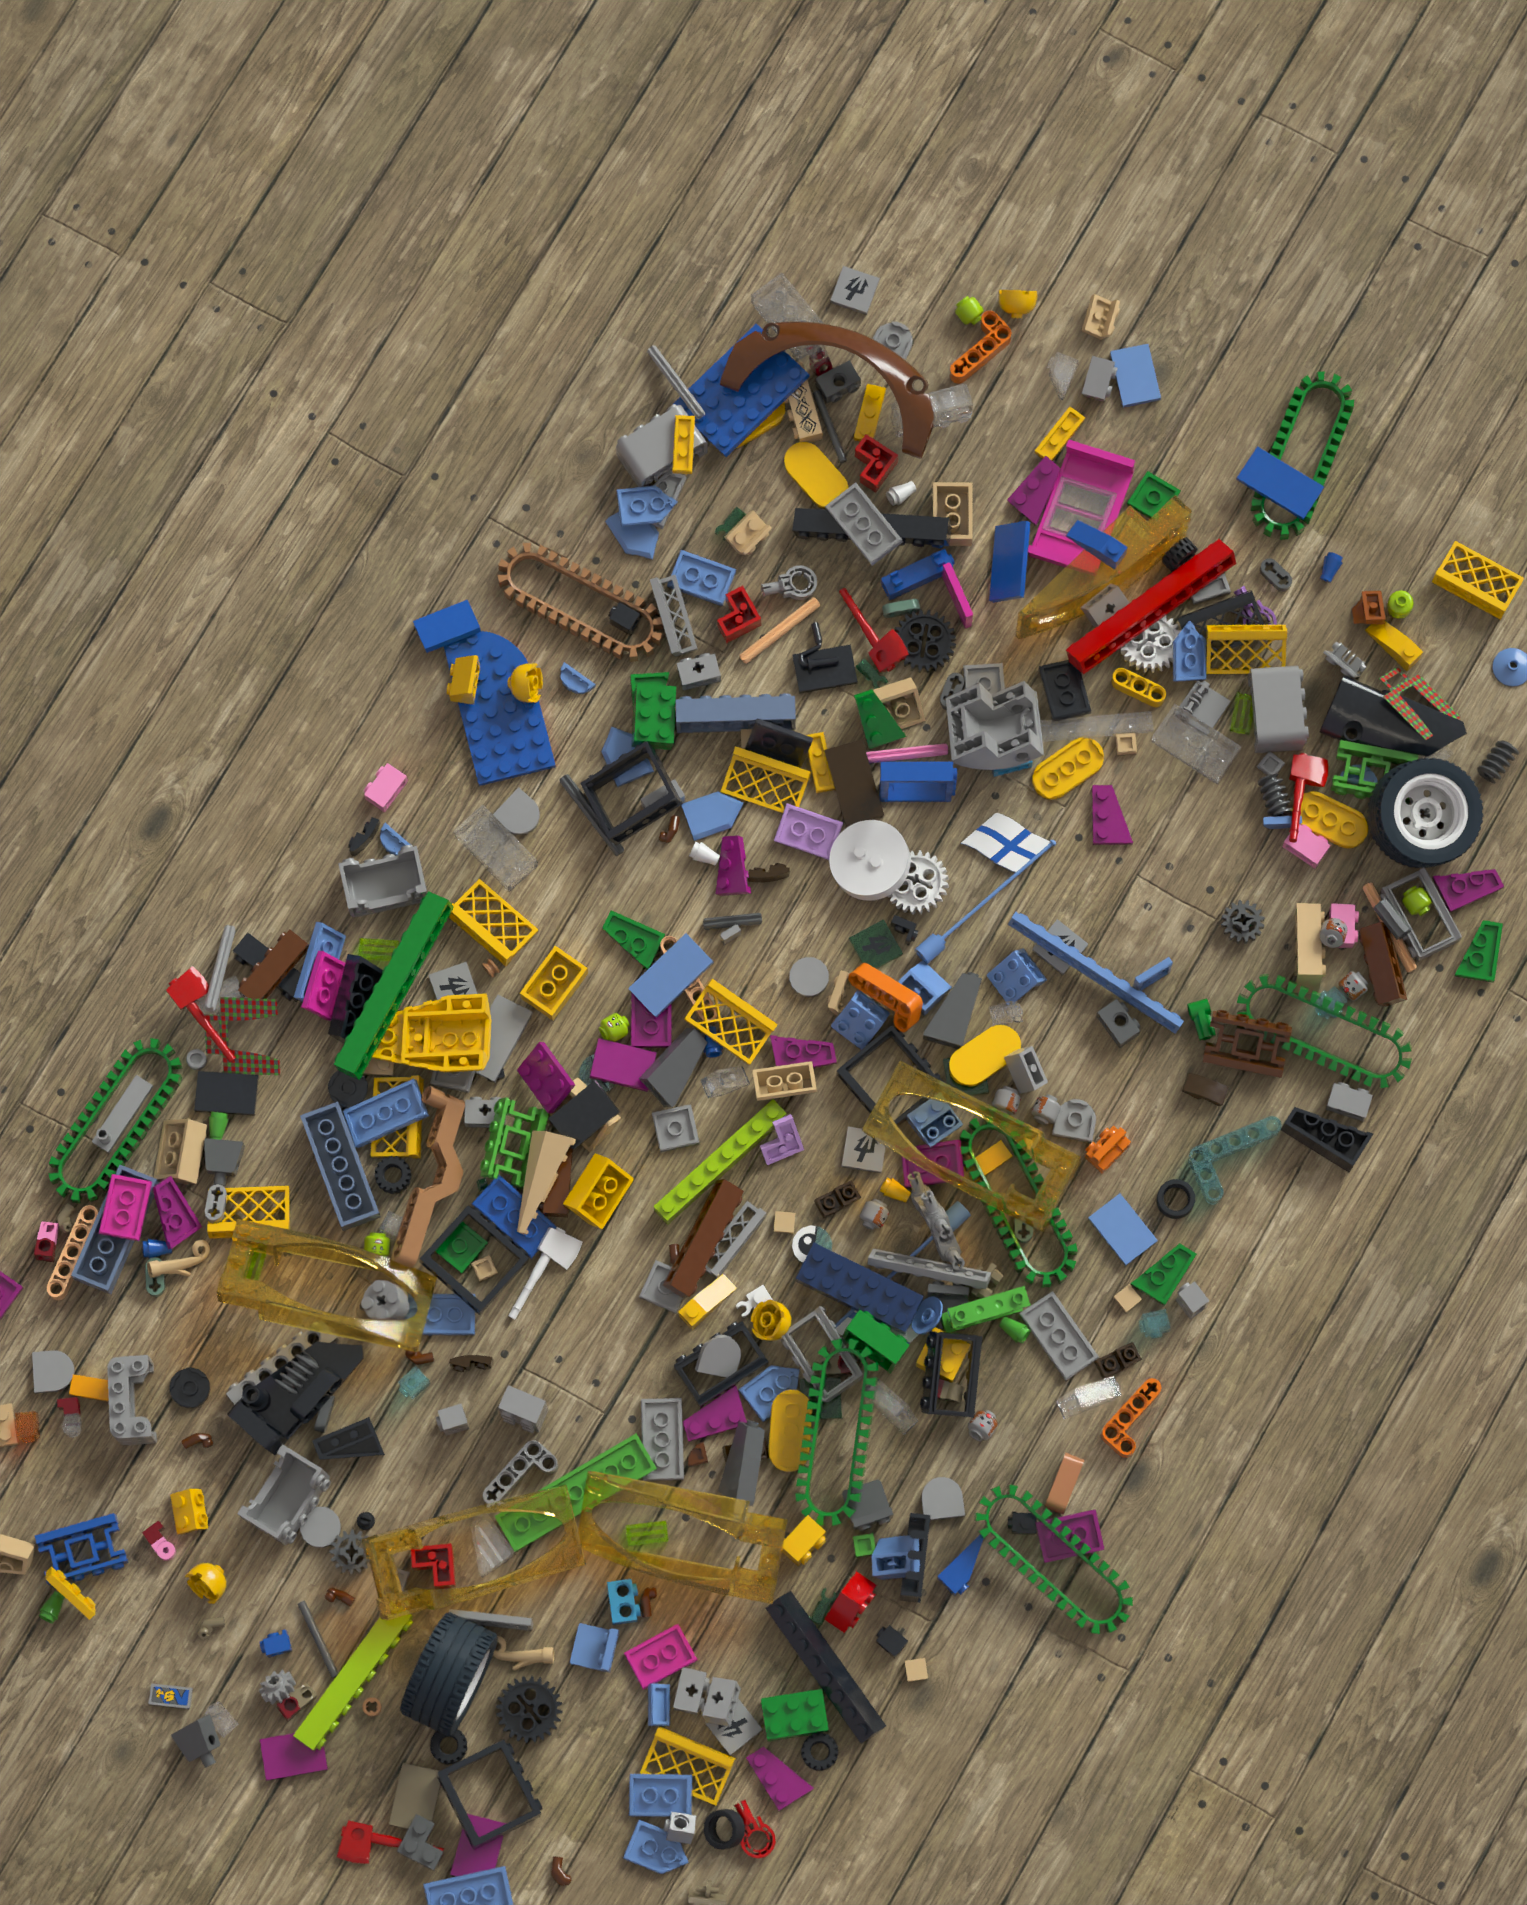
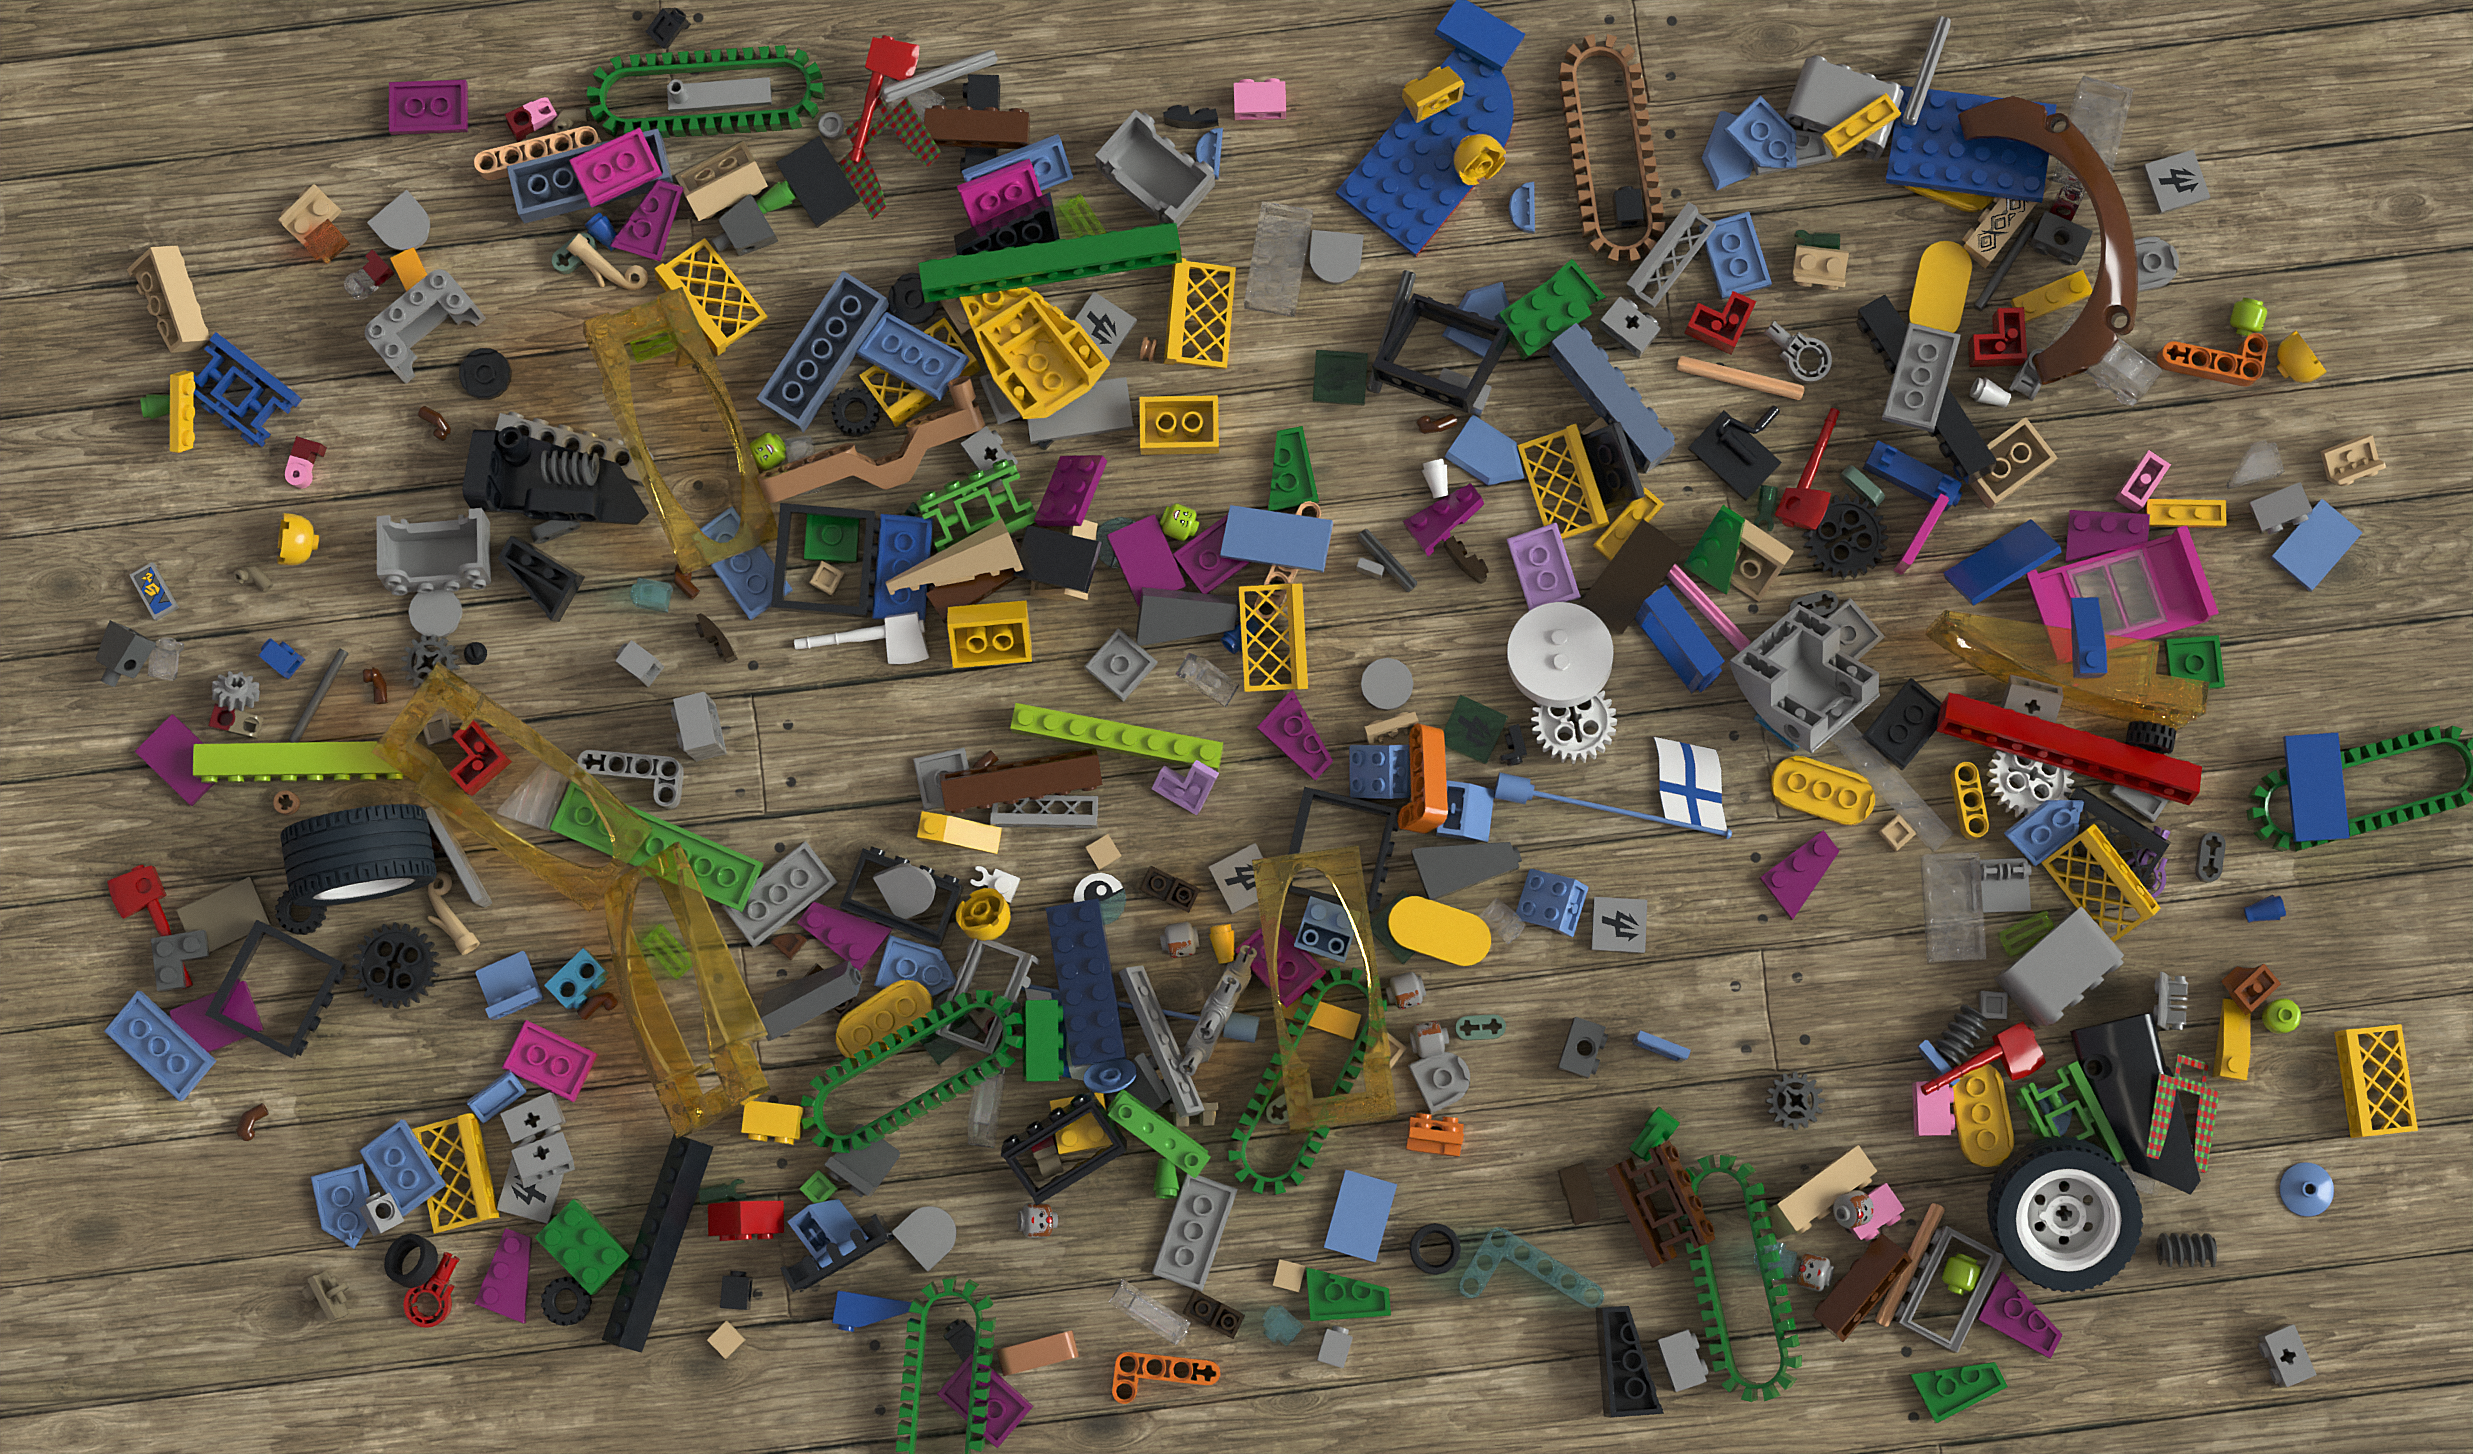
camera: 55 degrees right, 5 degrees up
(54, 1114) = (667, 26): none -> black bracket
(189, 1511) = (356, 468): yellow bracket -> none
(220, 1204) = (690, 250): light grey beam -> none
(385, 1301) = (712, 503): light grey brick -> none
(596, 866) = (1340, 377): none -> clear green tile
(784, 1081) = (1250, 741): tan slope -> none
(908, 464) = (2026, 379): none -> light grey piece
(1022, 445) = (2142, 481): none -> bright pink brick
(1025, 1069) = (1454, 986): light grey brick -> none
(1064, 1077) = (1480, 1034): none -> sand green beam
(1098, 974) = (1618, 992): medium blue plate -> none
(1392, 919) = (1919, 1262): dark grey axle -> none

